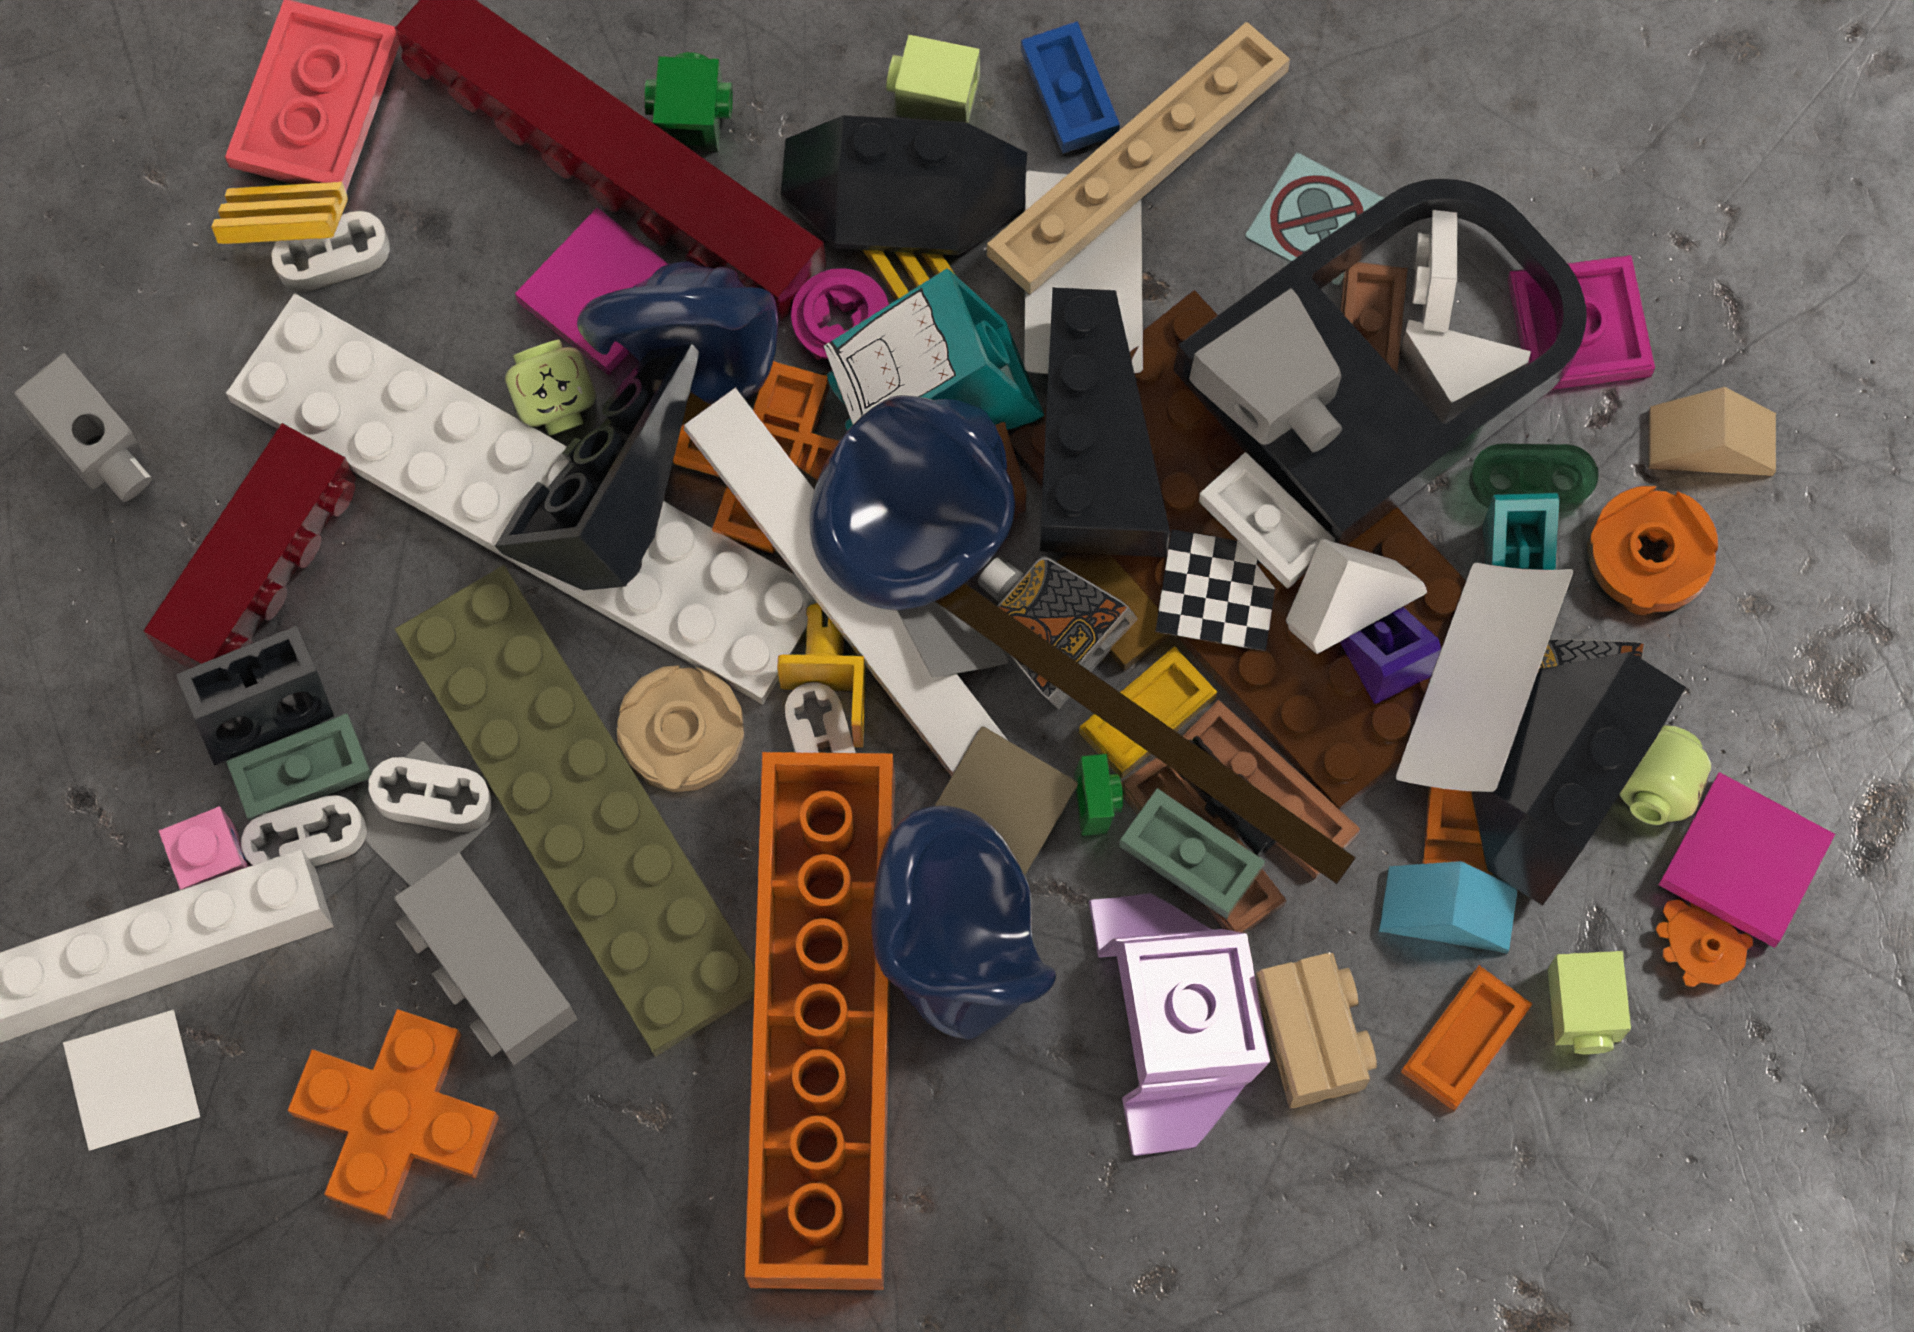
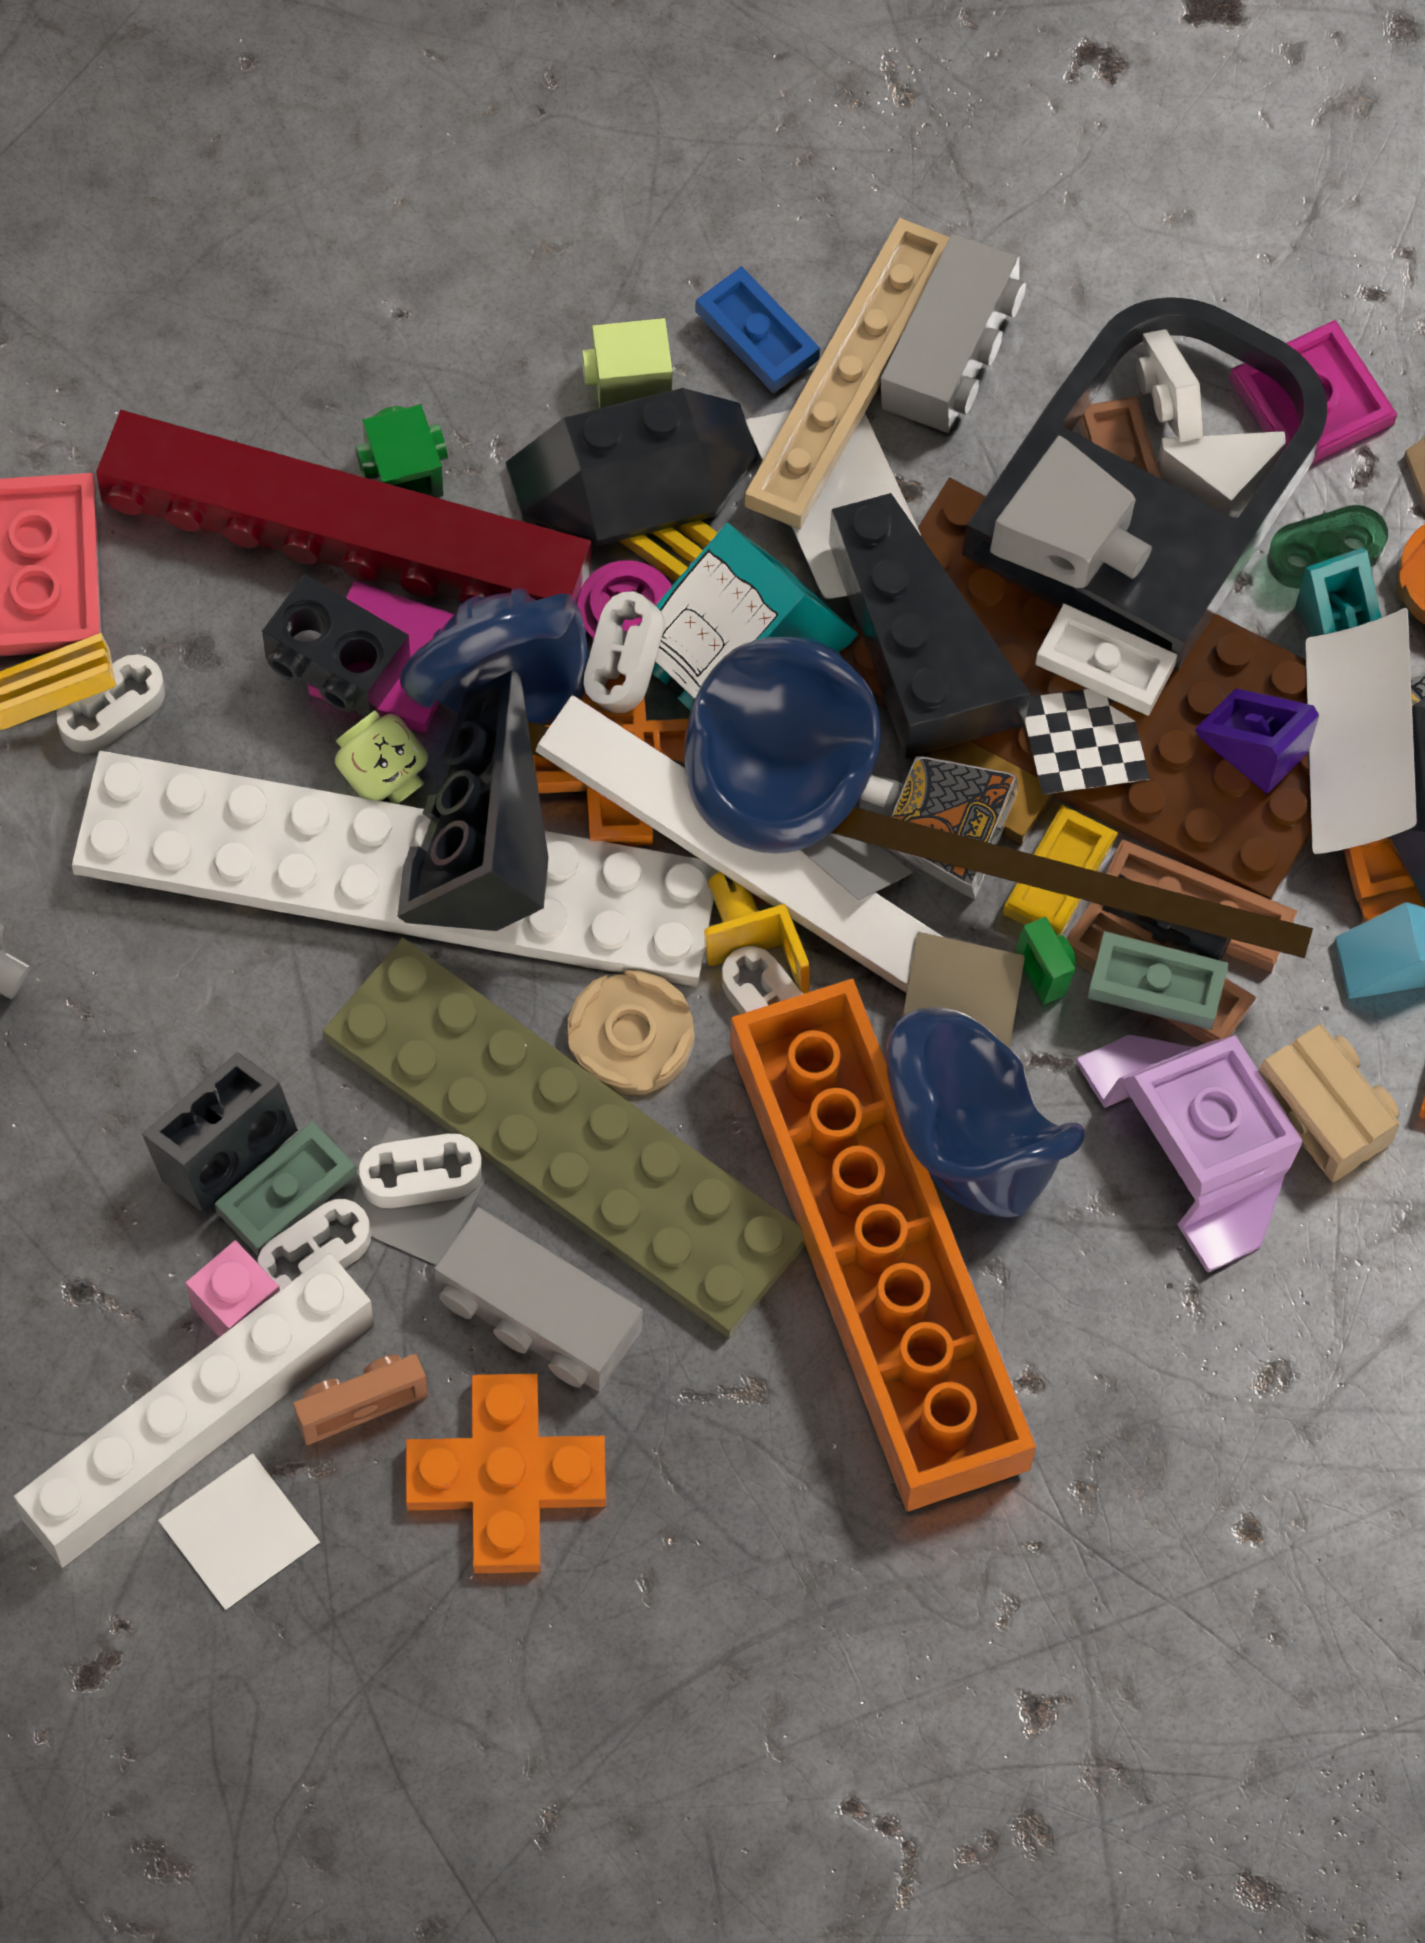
camera: 25 degrees left, 5 degrees down
(253, 550) = (158, 1003): dark red brick -> none
(259, 995) = (337, 1406): none -> nougat plate
(555, 262) = (346, 637): none -> black brick
(808, 361) = (623, 652): none -> white beam
(1251, 150) = (952, 333): none -> light grey brick
(1307, 208) = (1025, 375): clear light blue sticker -> none
(1348, 592) = (1206, 701): white slope -> none

